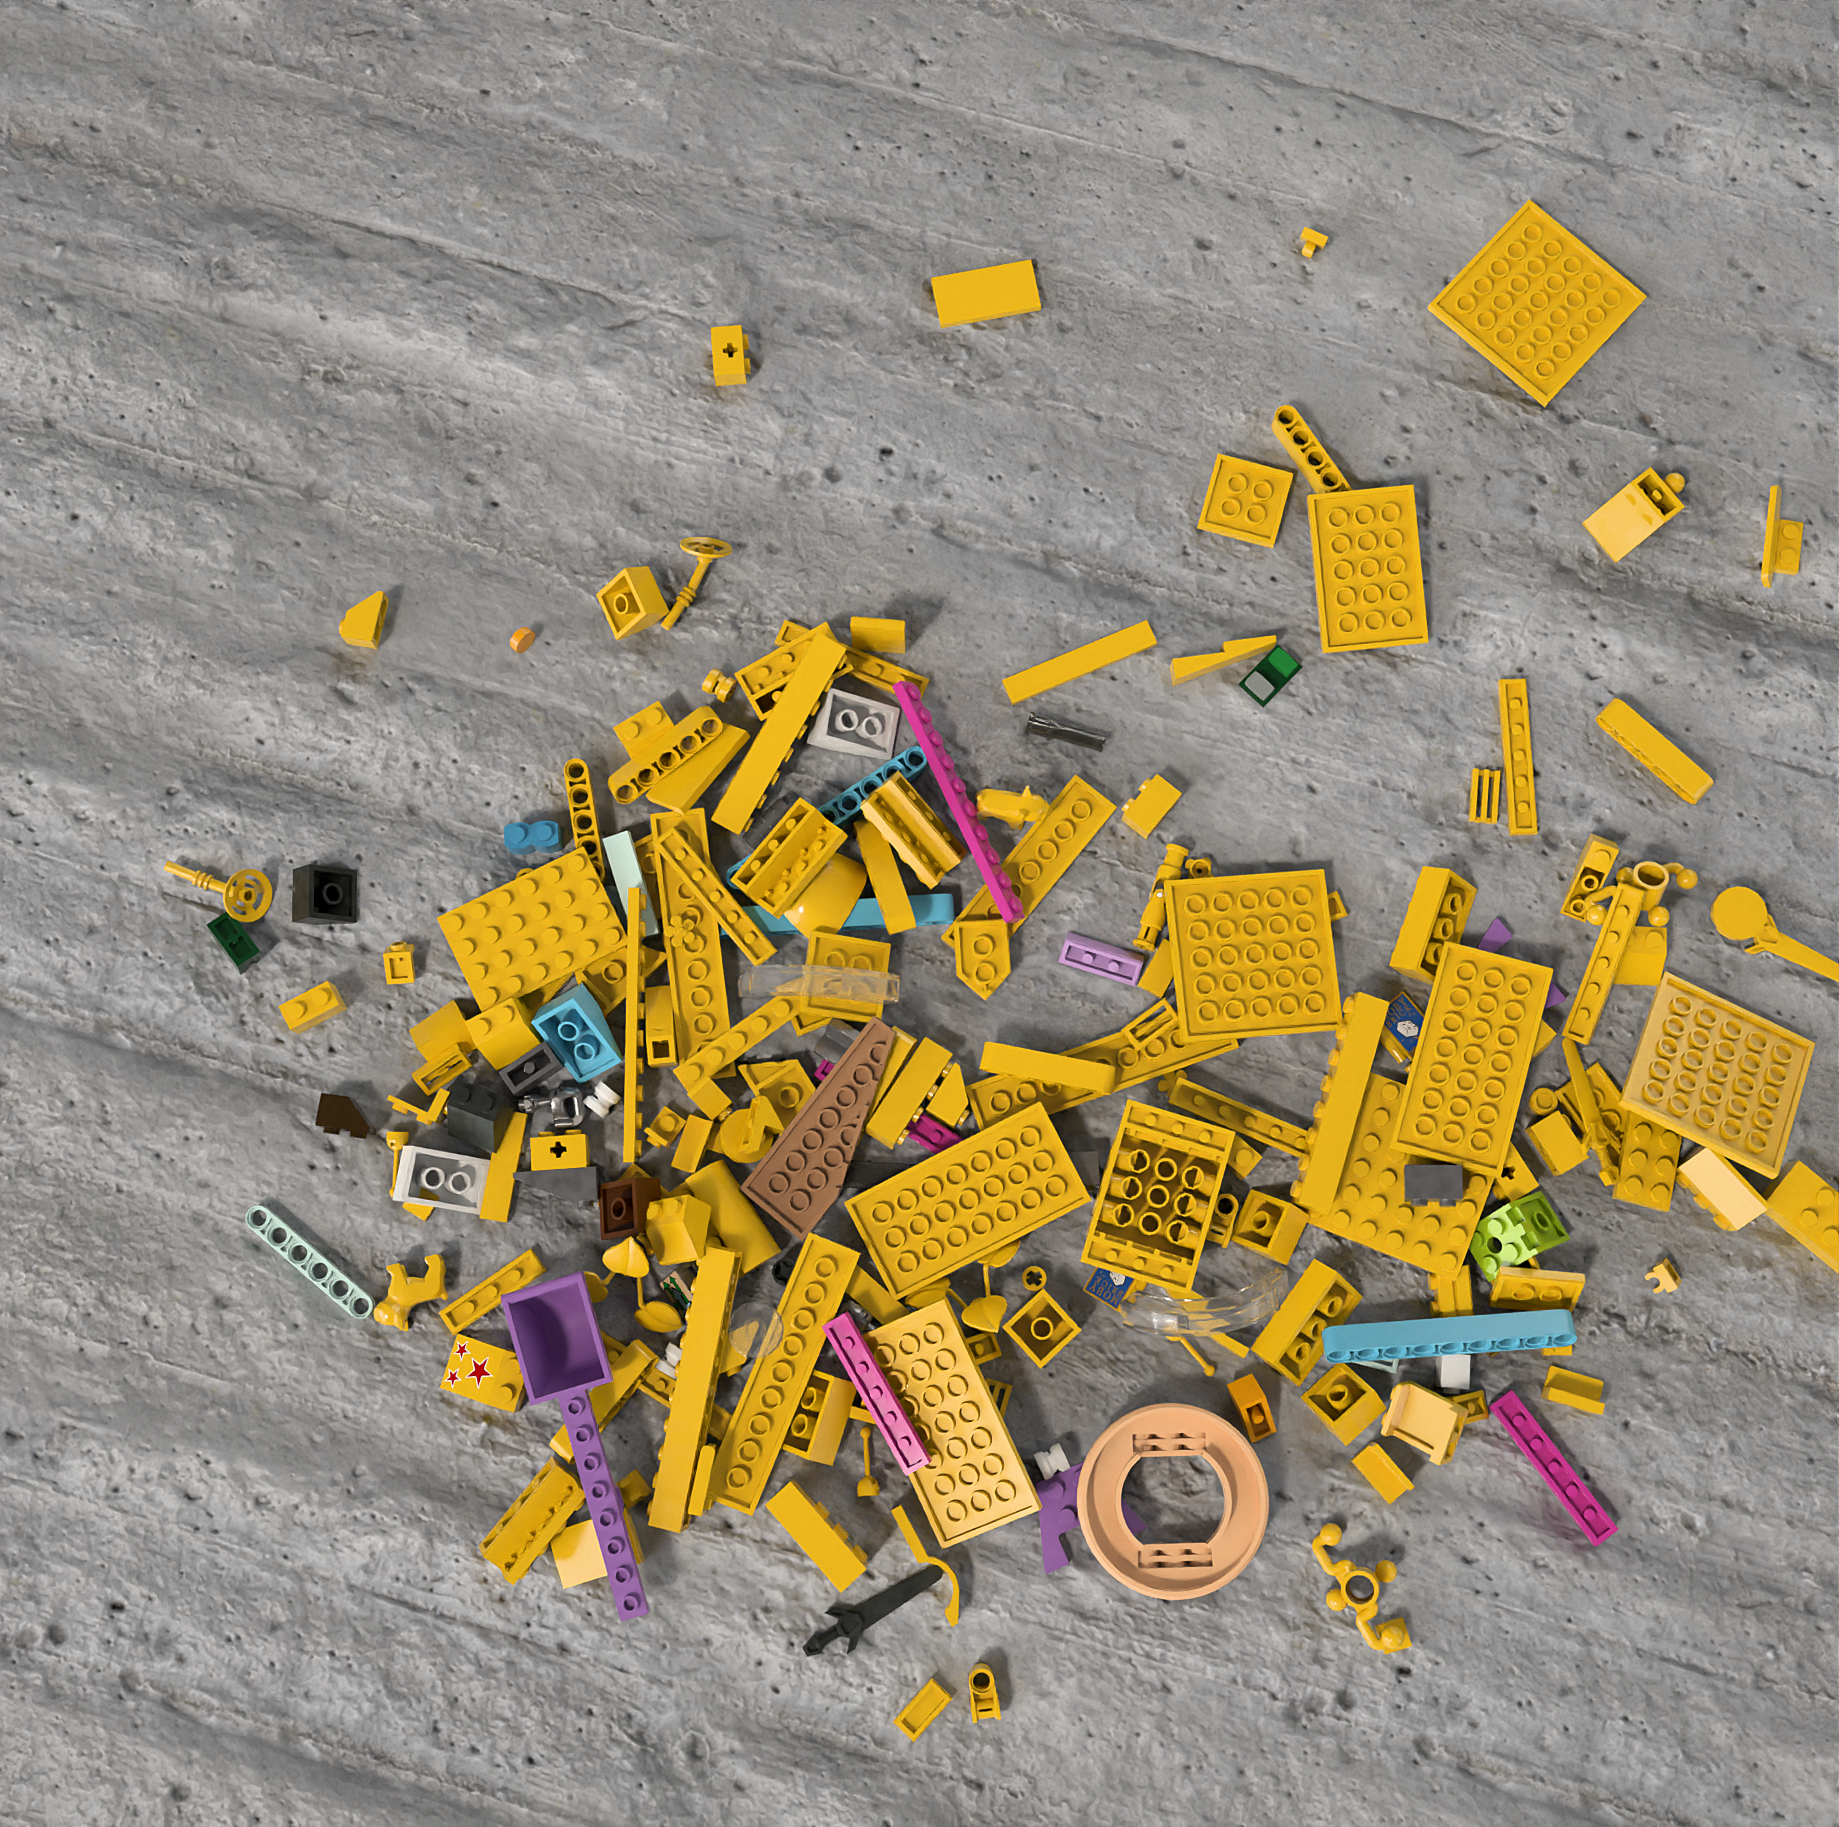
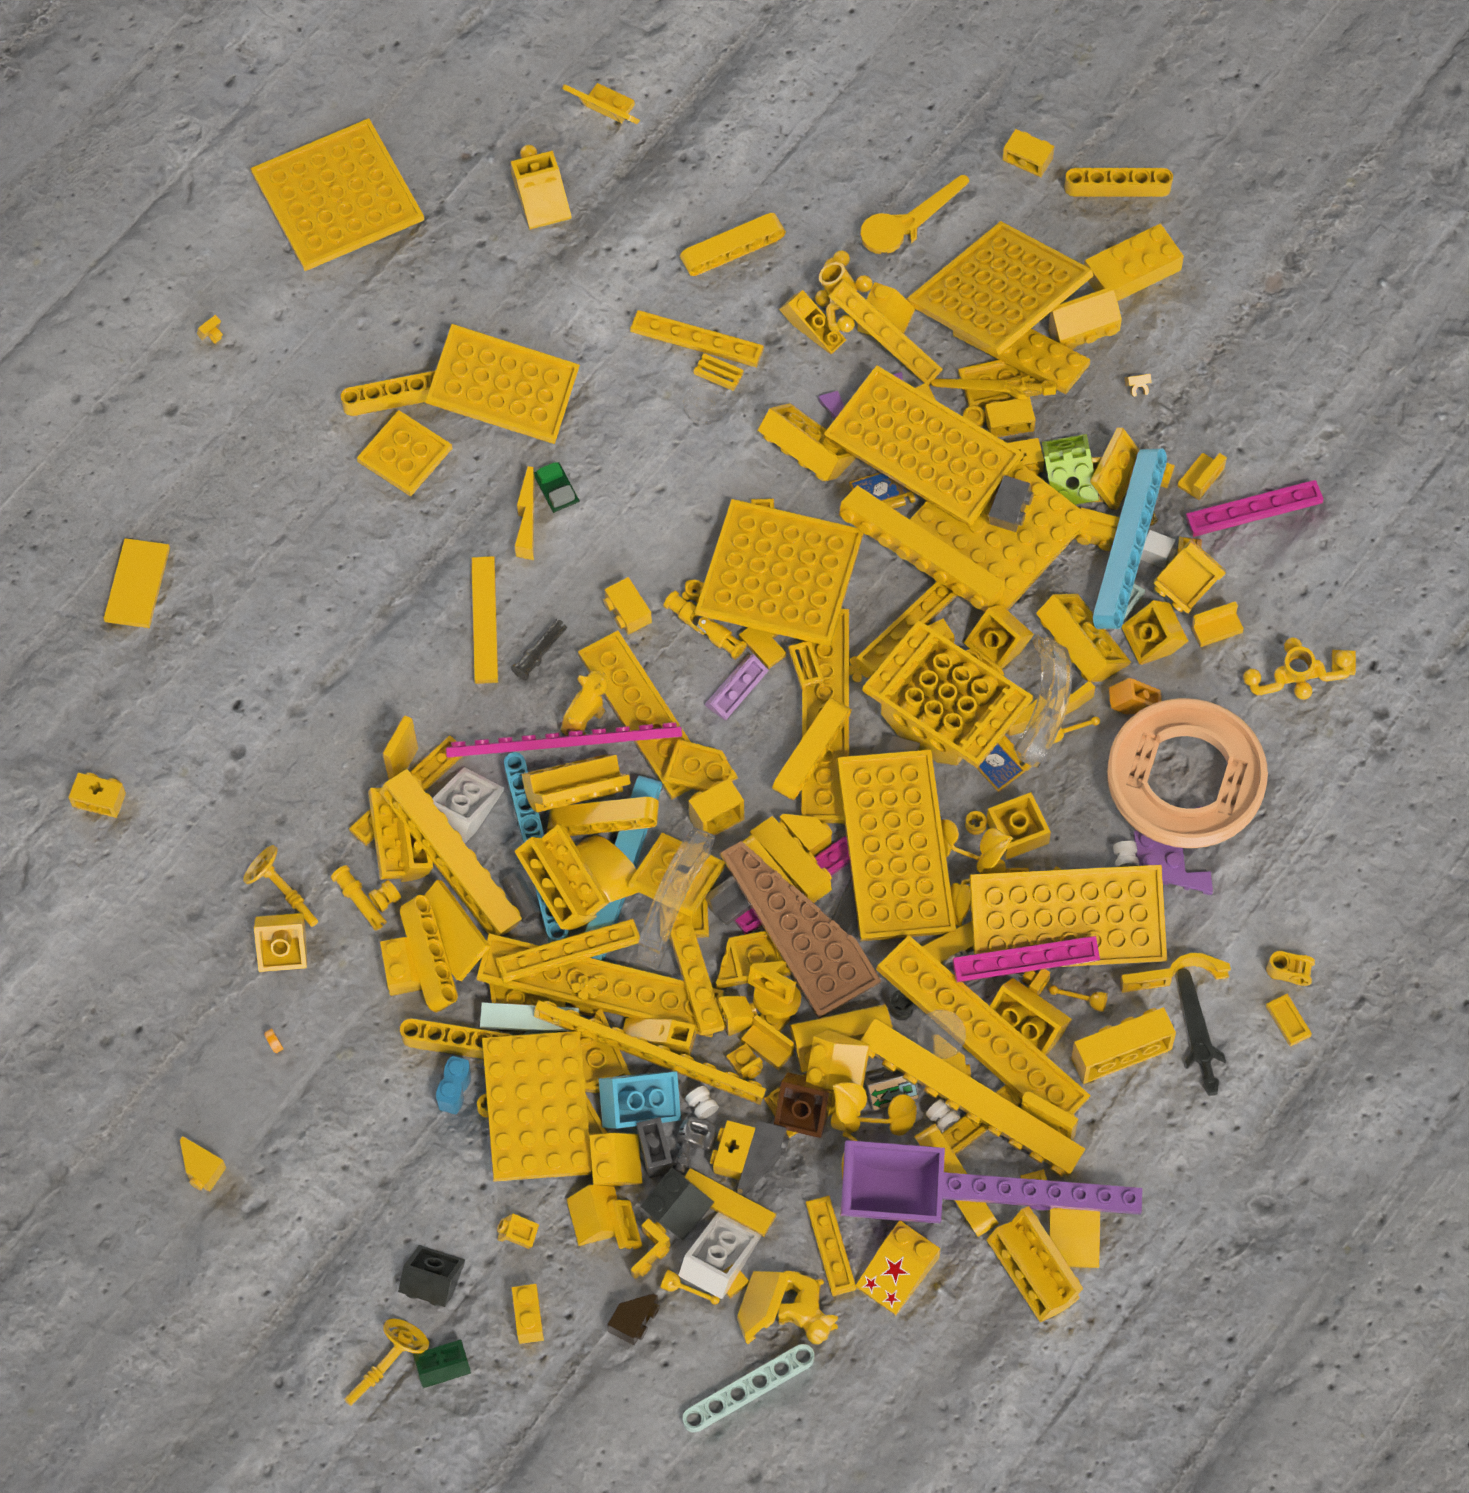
camera: 70 degrees left, 15 degrees down
(398, 1242) = (761, 1302): none -> yellow tile
(716, 651) = (353, 889): none -> yellow pin
(938, 990) = (717, 808): none -> yellow brick

